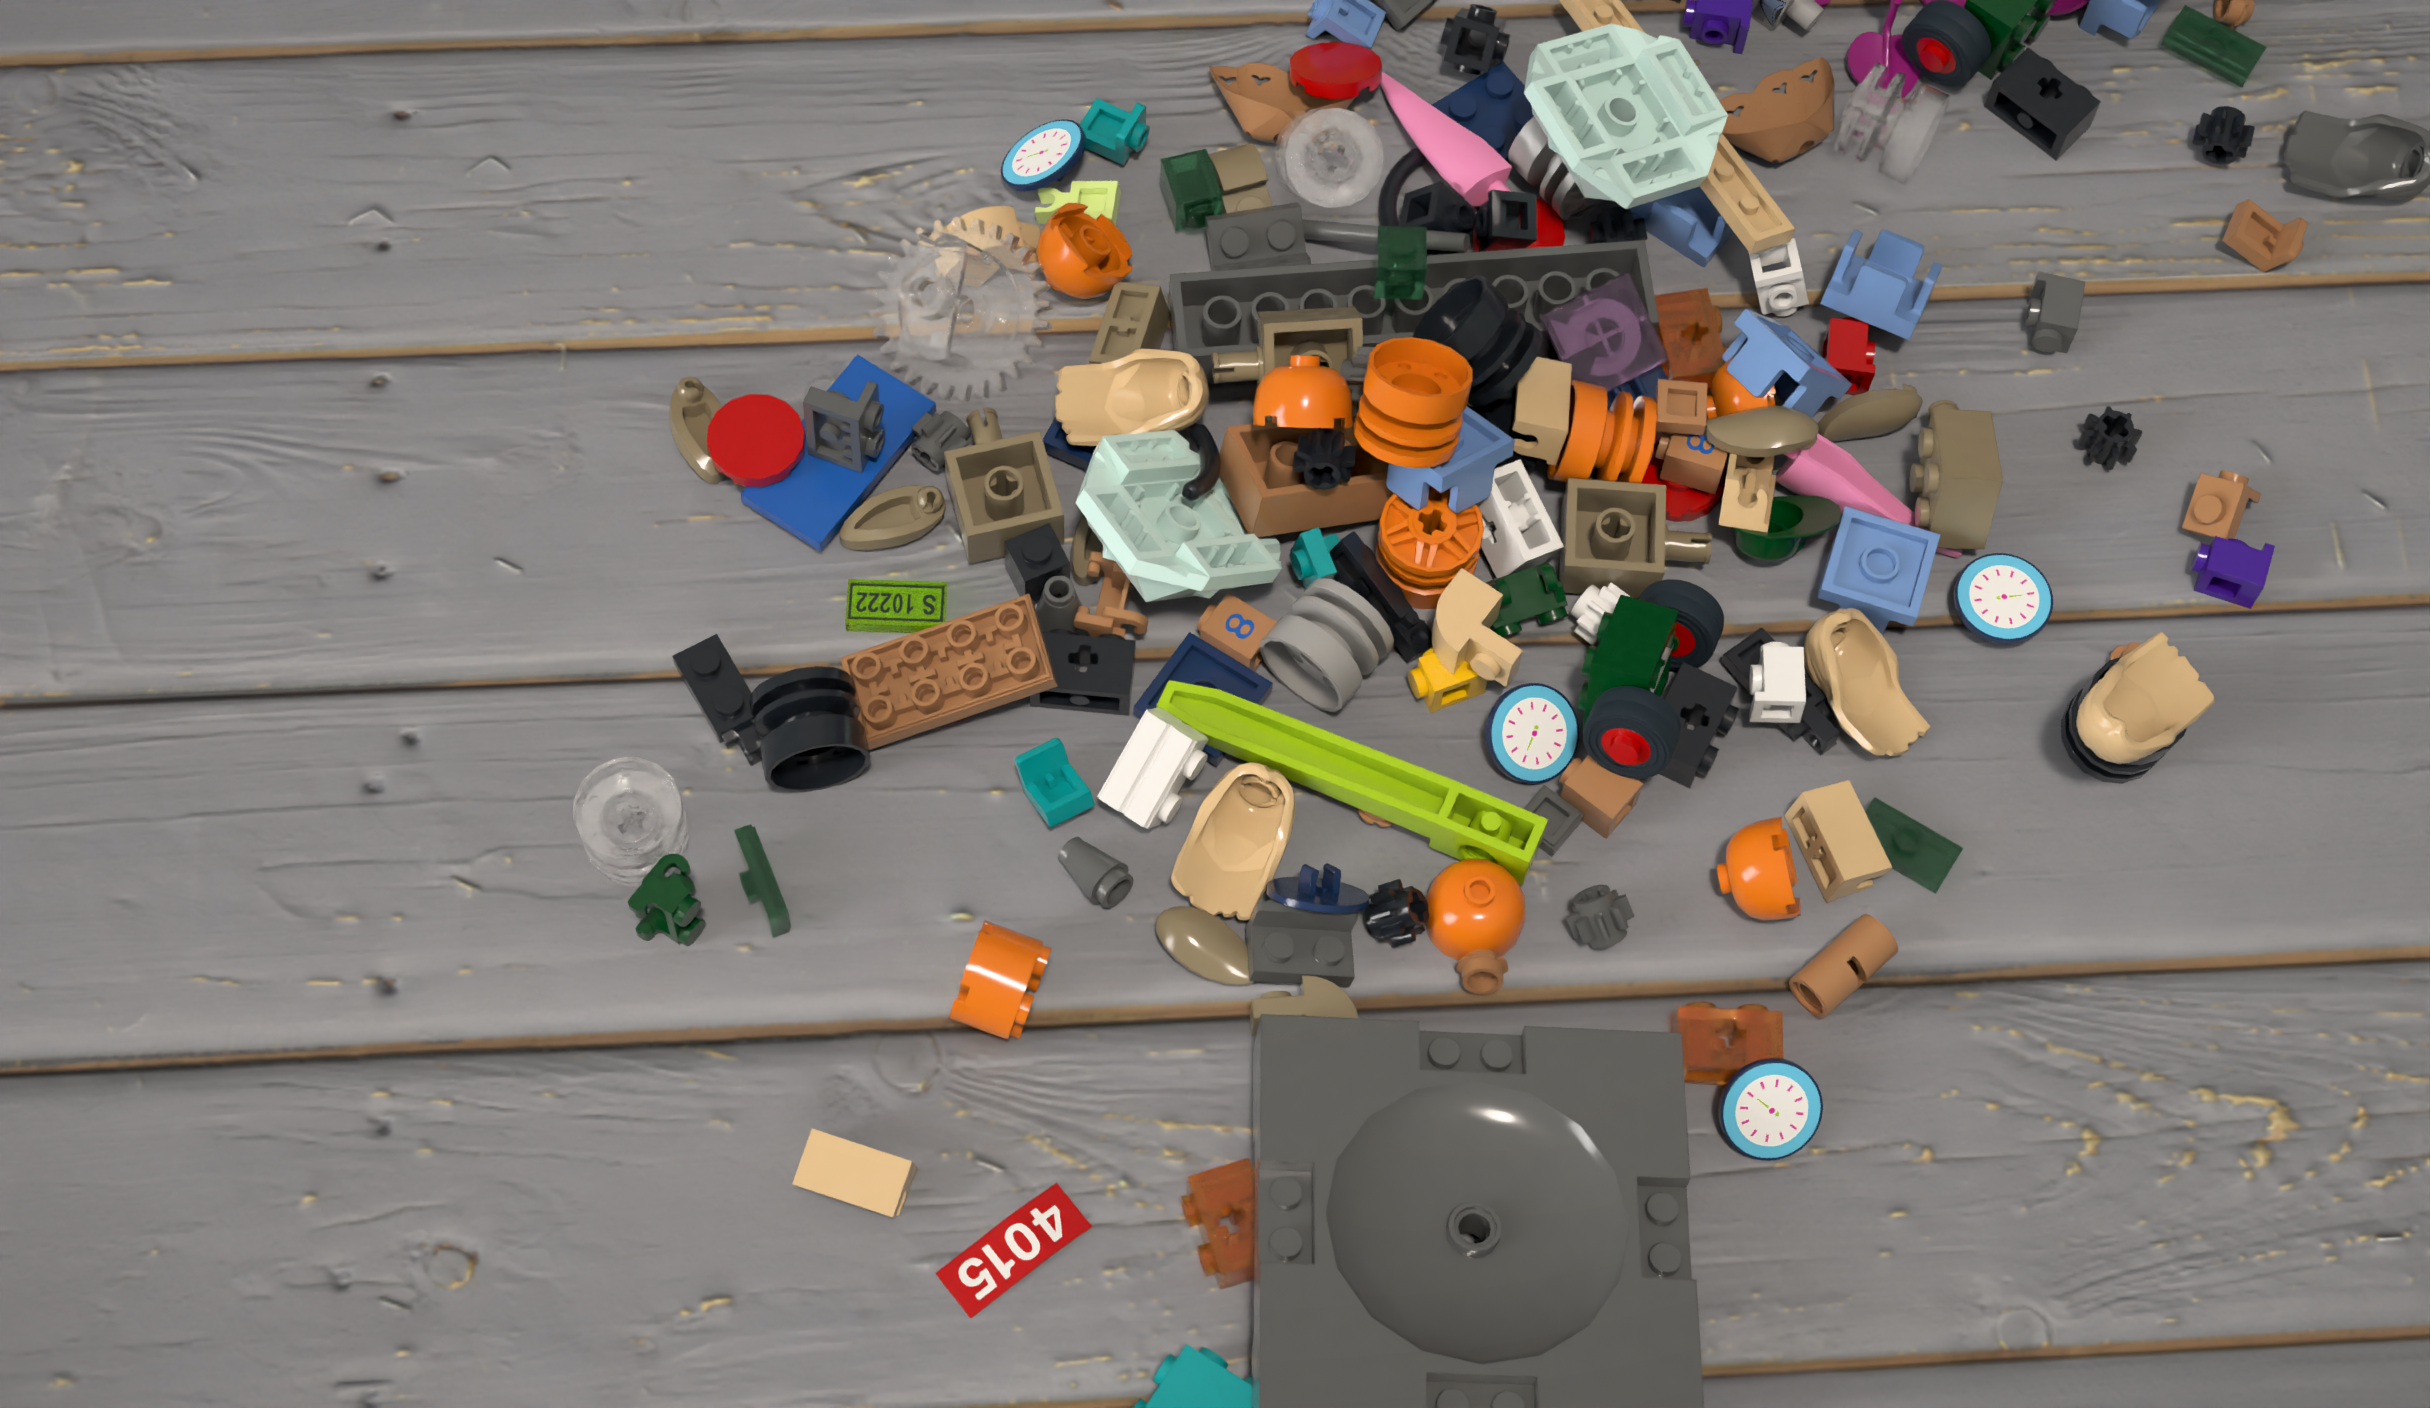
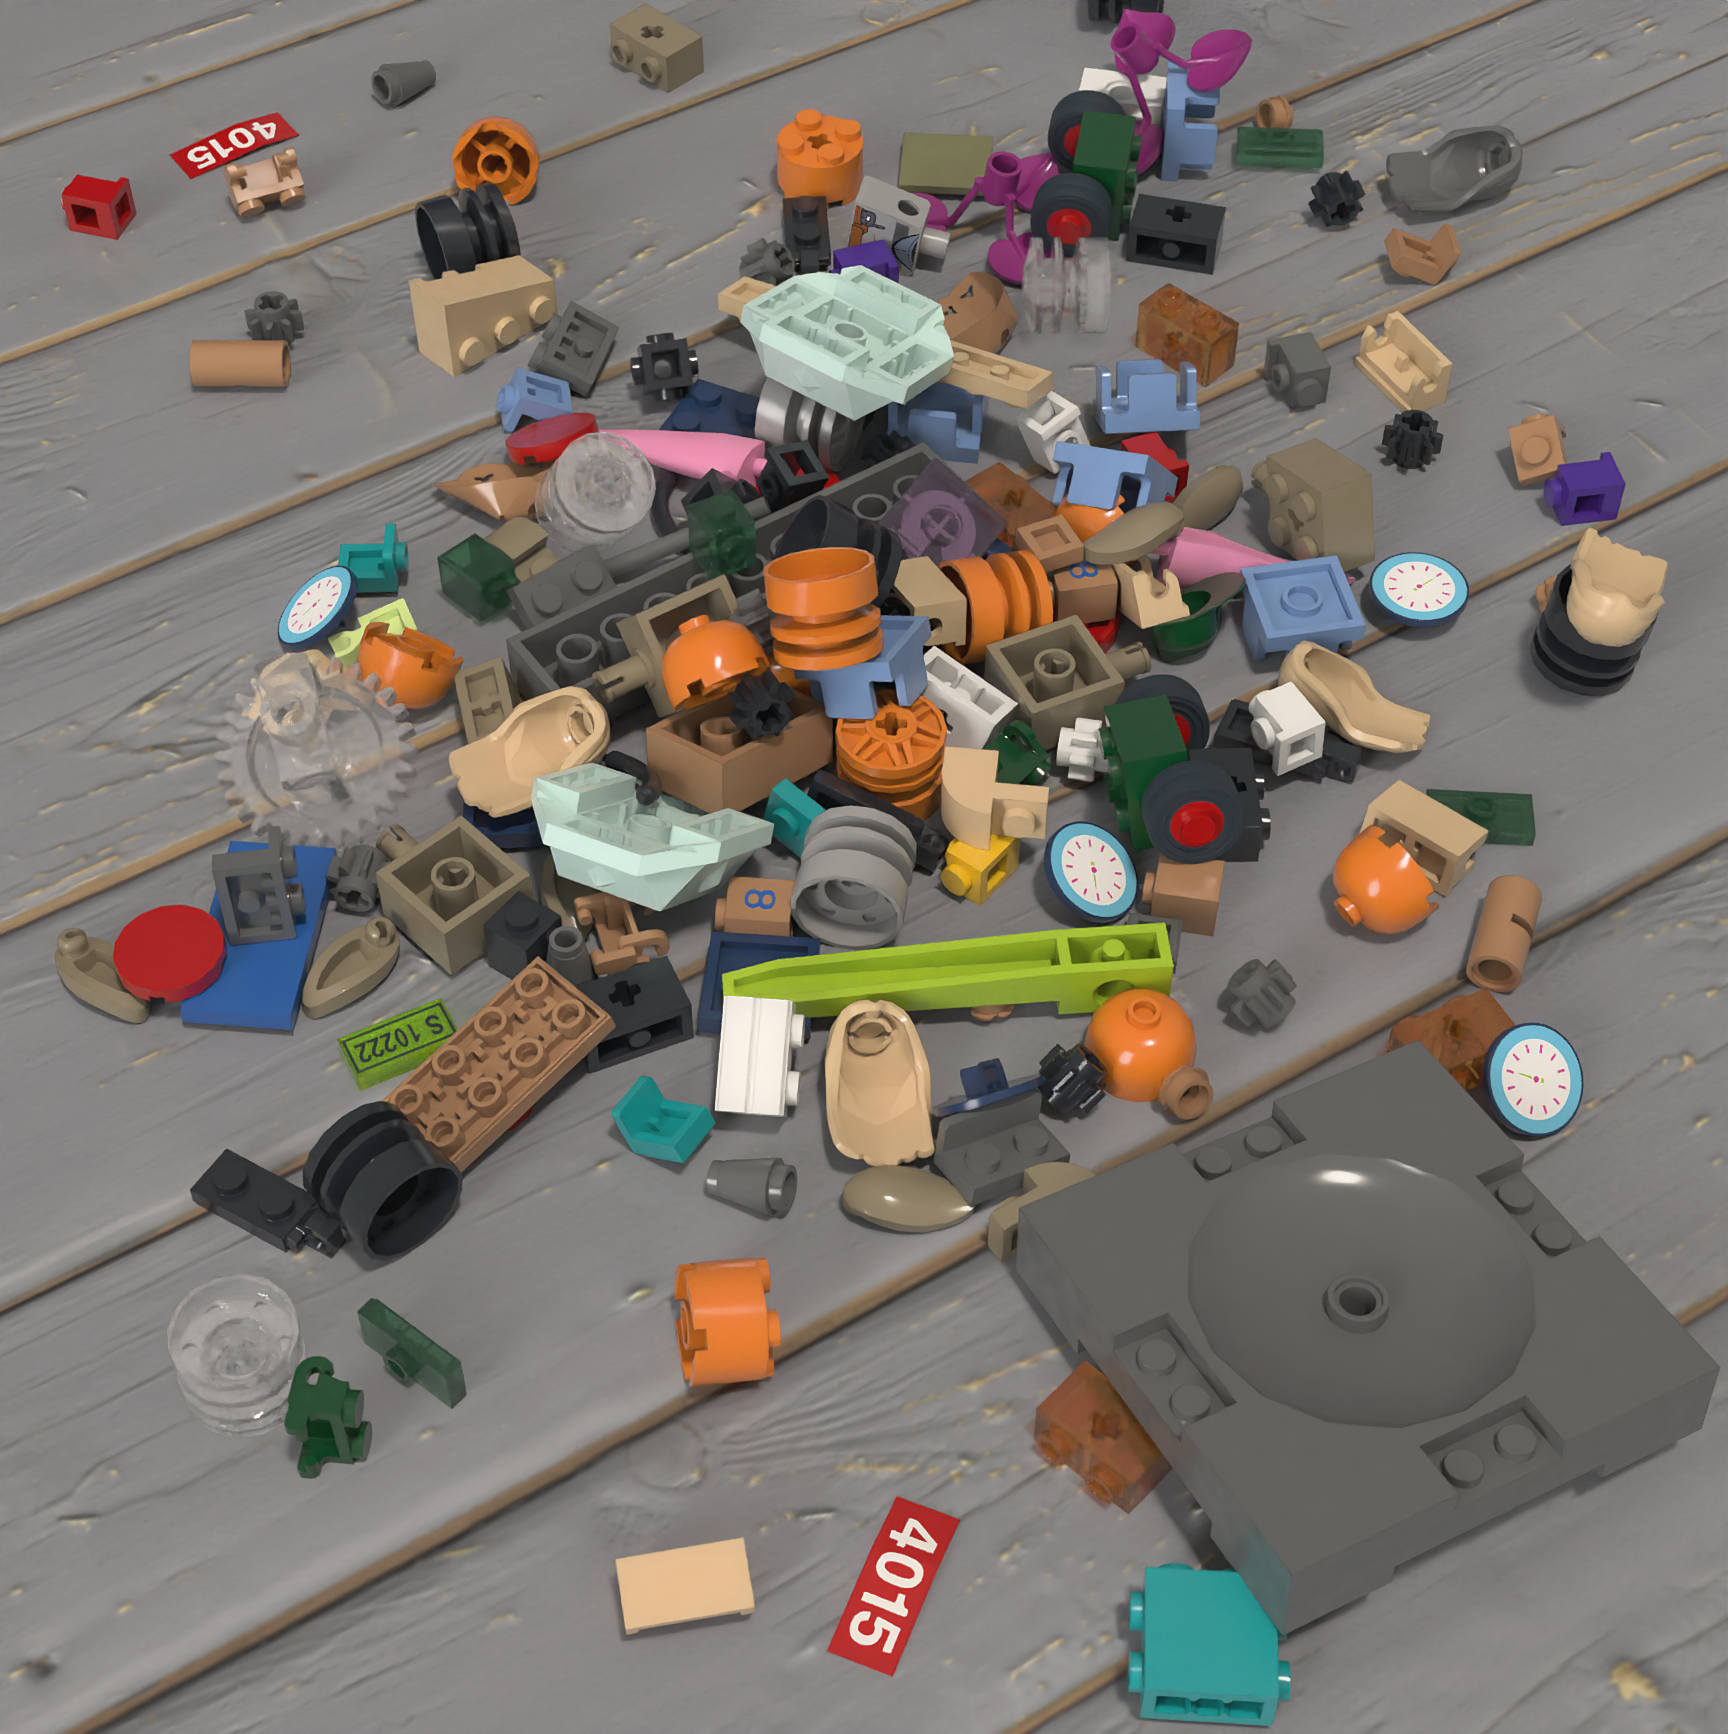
camera: 25 degrees left, 15 degrees down
(1974, 224) = (1185, 329): none -> clear orange brick
(2157, 354) = (1404, 365): none -> tan hinge

